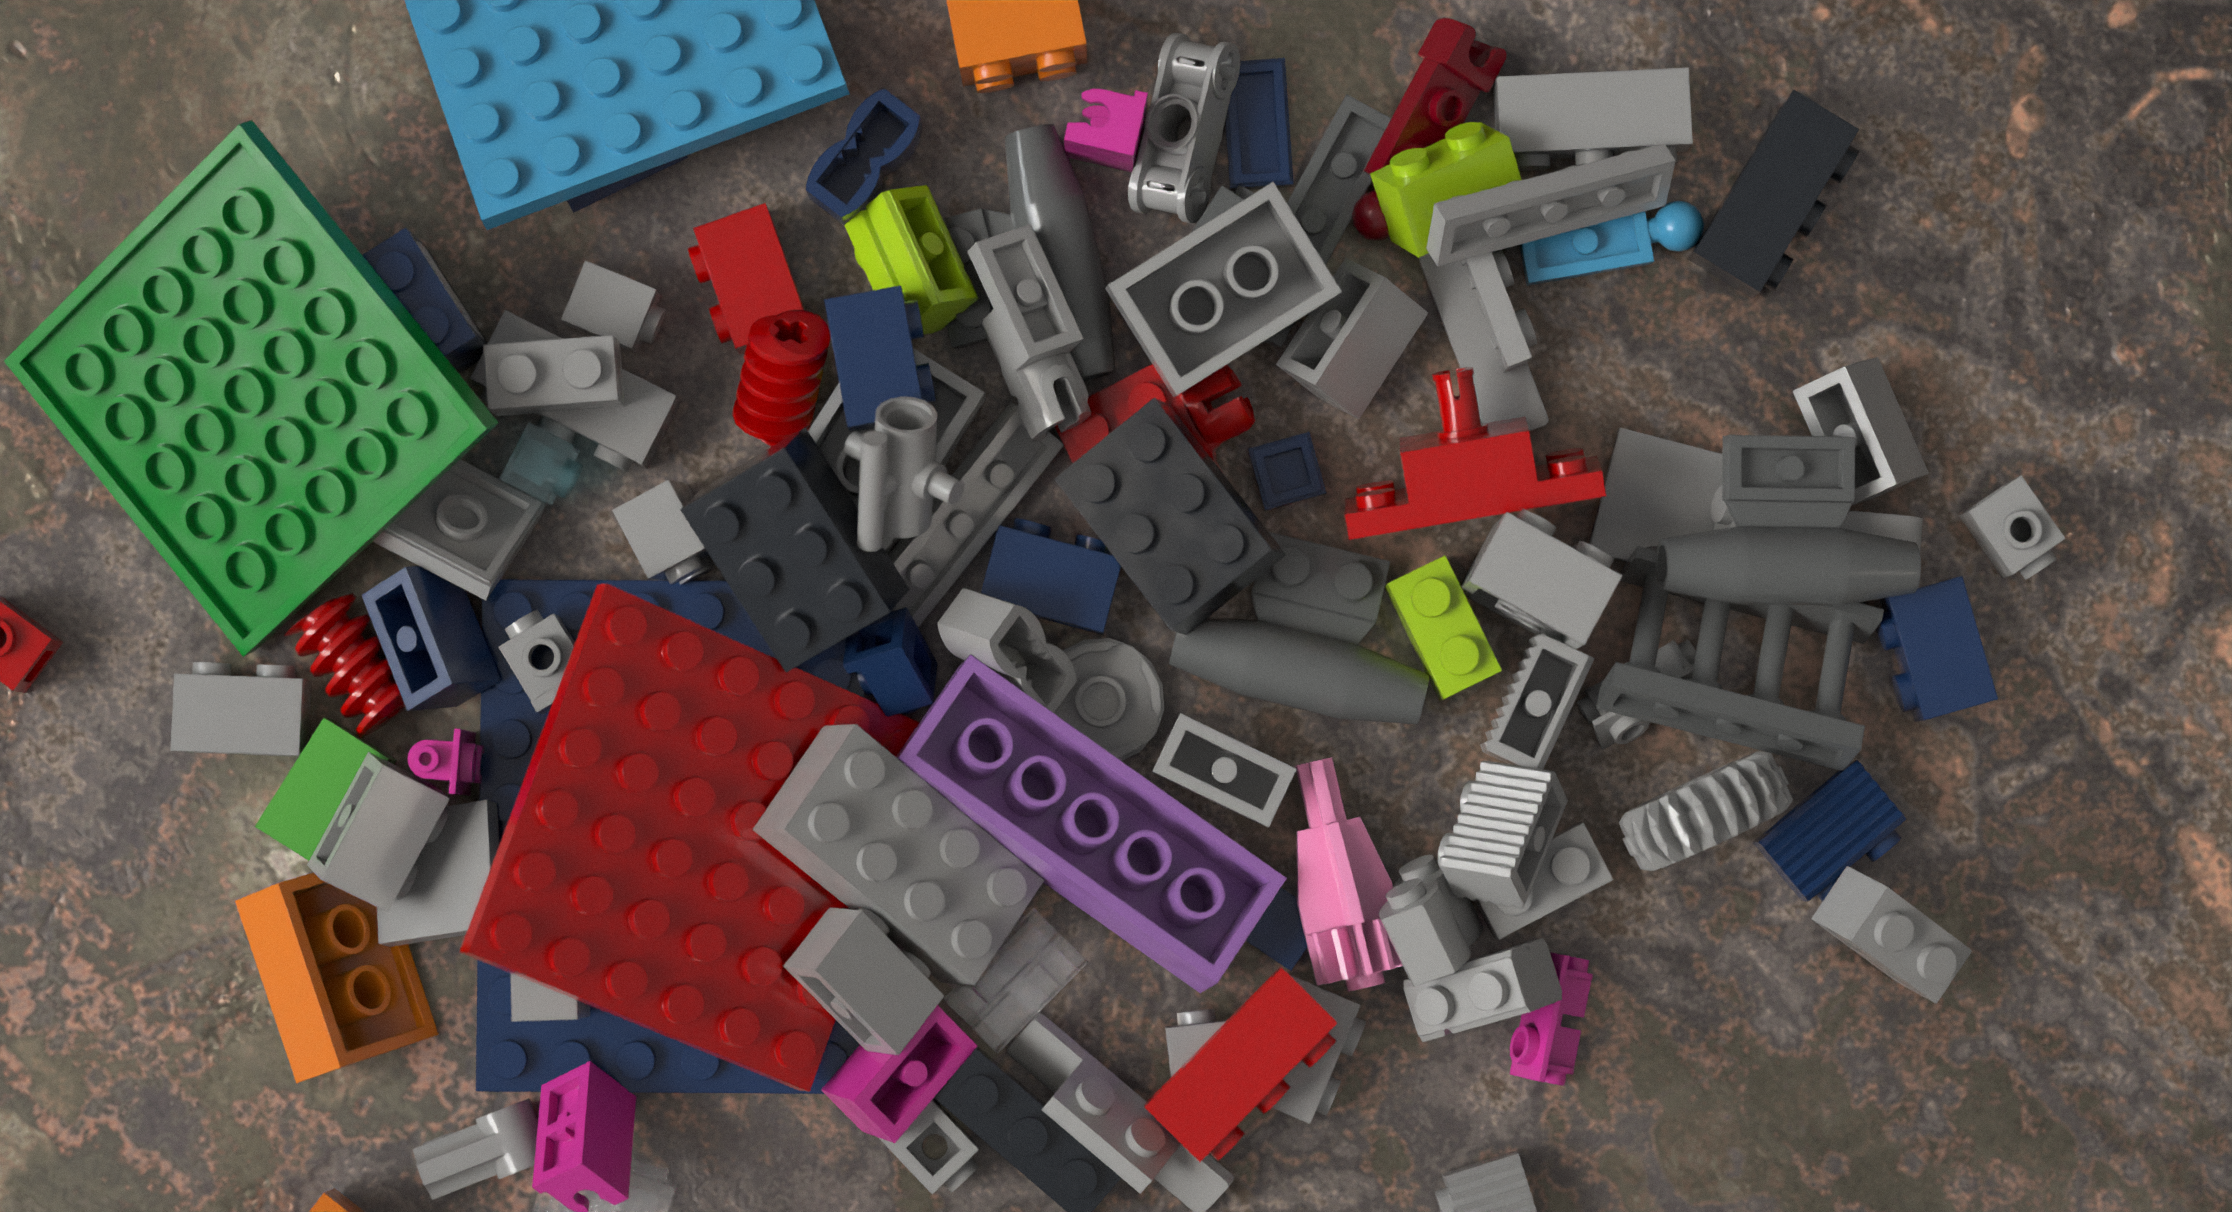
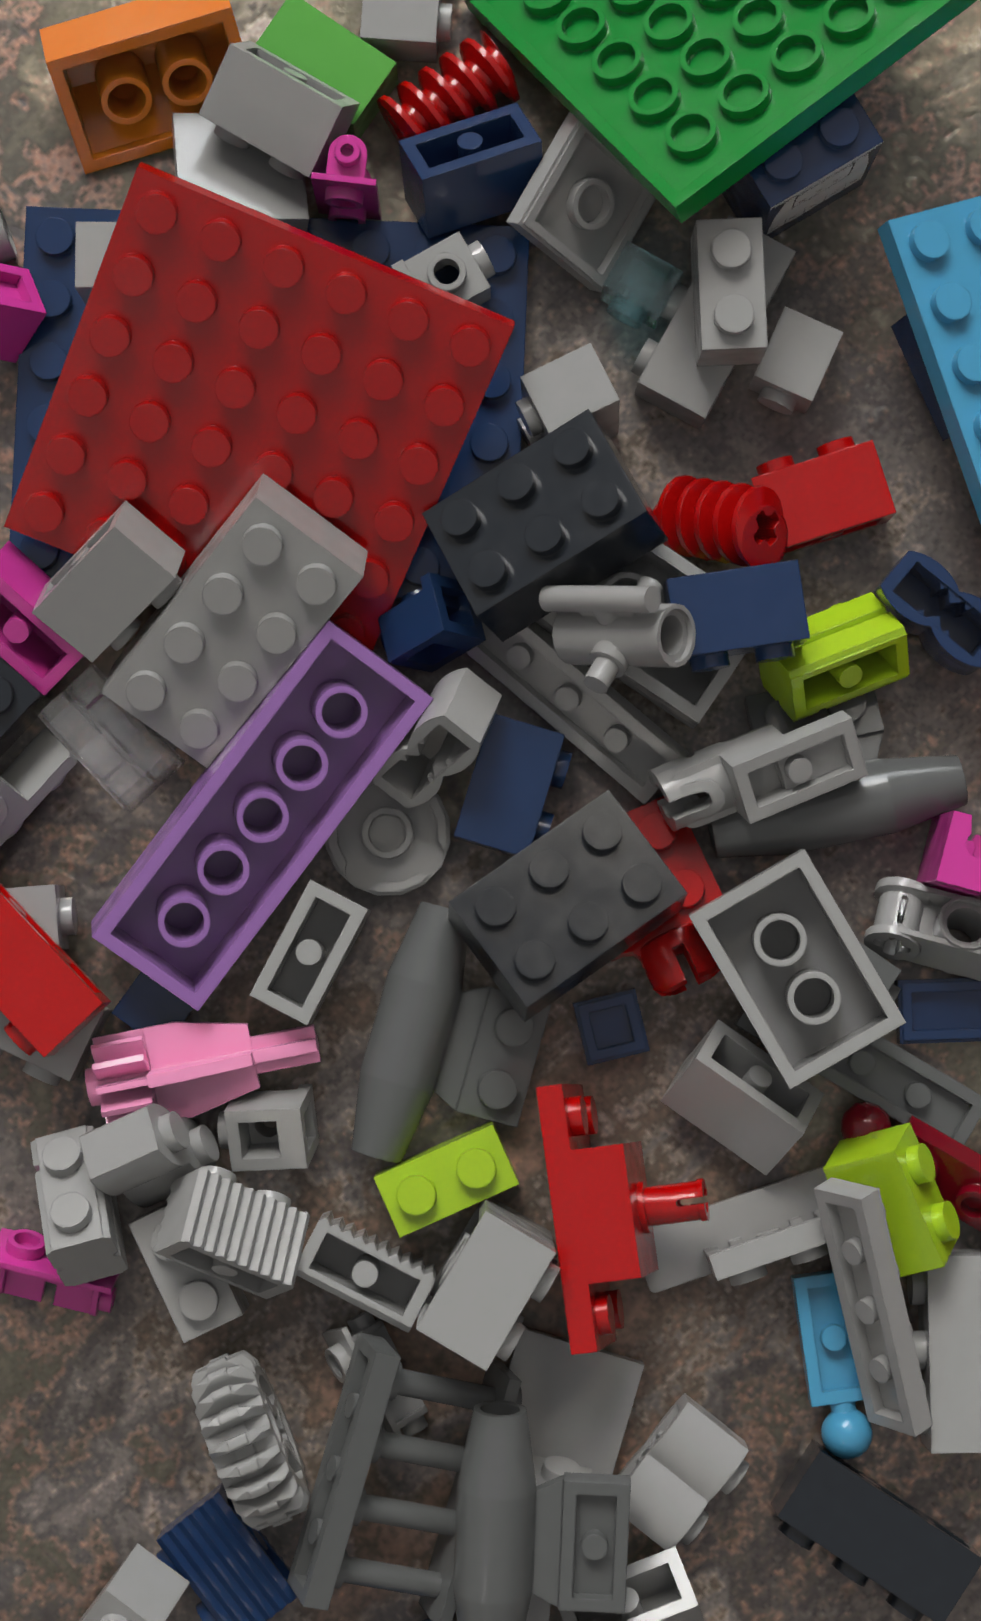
camera: 90 degrees right, 0 degrees up
(1420, 814) = (260, 1147): none -> light grey brick
(1721, 387) = (680, 1471): none -> light grey brick

